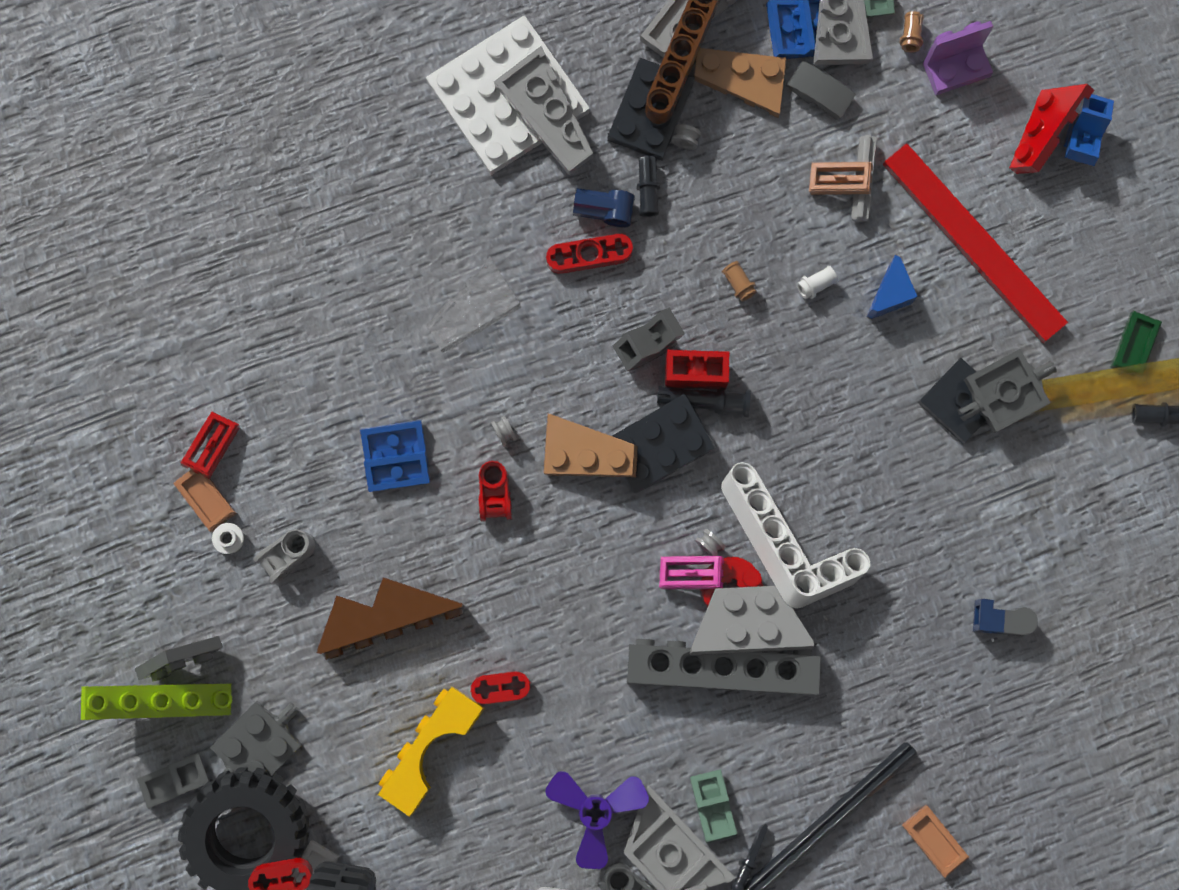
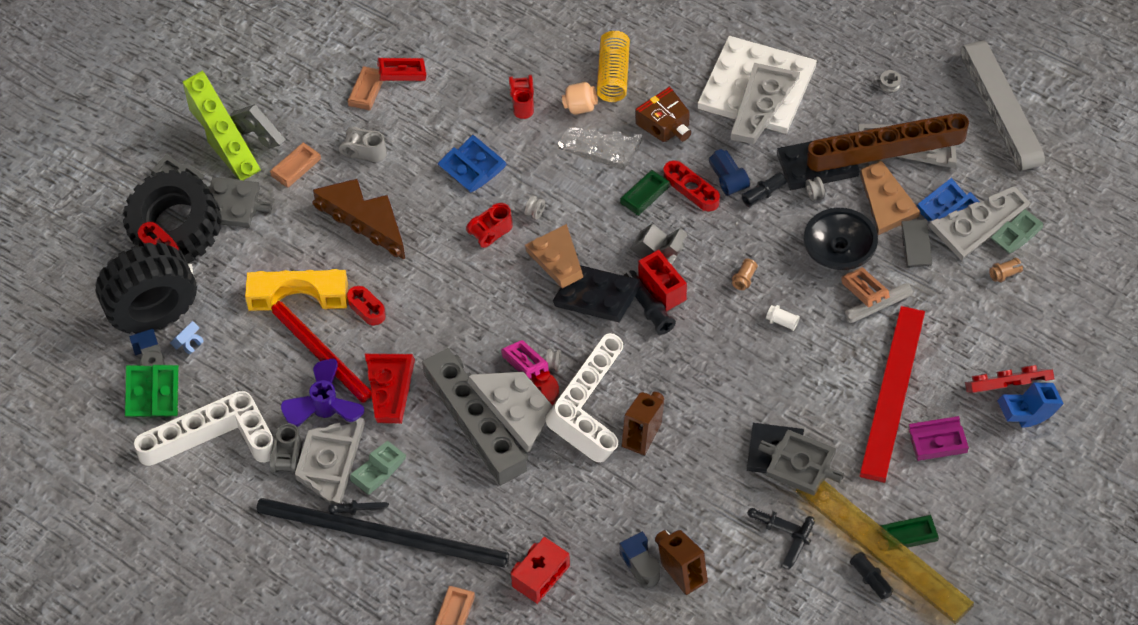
camera: 55 degrees right, 25 degrees down
(236, 542) = (350, 113): white plate -> none
(254, 642) = (295, 165): none -> nougat tile
(339, 339) = (522, 96): none -> red piece
(353, 197) = (611, 80): none -> yellow piece
(395, 286) = (580, 98): none -> light nougat head
(486, 217) = (664, 116): none -> reddish brown torso
(524, 773) = (320, 350): none -> red axle
(562, 305) = (644, 192): none -> dark green tile
(620, 728) = (390, 384): none -> red wing
(775, 142) = (840, 229): none -> black dish
(859, 514) = (647, 411): none -> reddish brown torso
(894, 291) = (813, 361): blue slope -> none
(958, 58) = (1011, 301): medium lavender bracket -> none
(962, 736) = (540, 569): none -> red brick
(1039, 461) = (773, 521): none -> black piece
(1047, 580) = (682, 560): none -> reddish brown torso
(1057, 241) = (938, 438): none -> magenta plate
(1079, 454) = (800, 539): none -> black piece

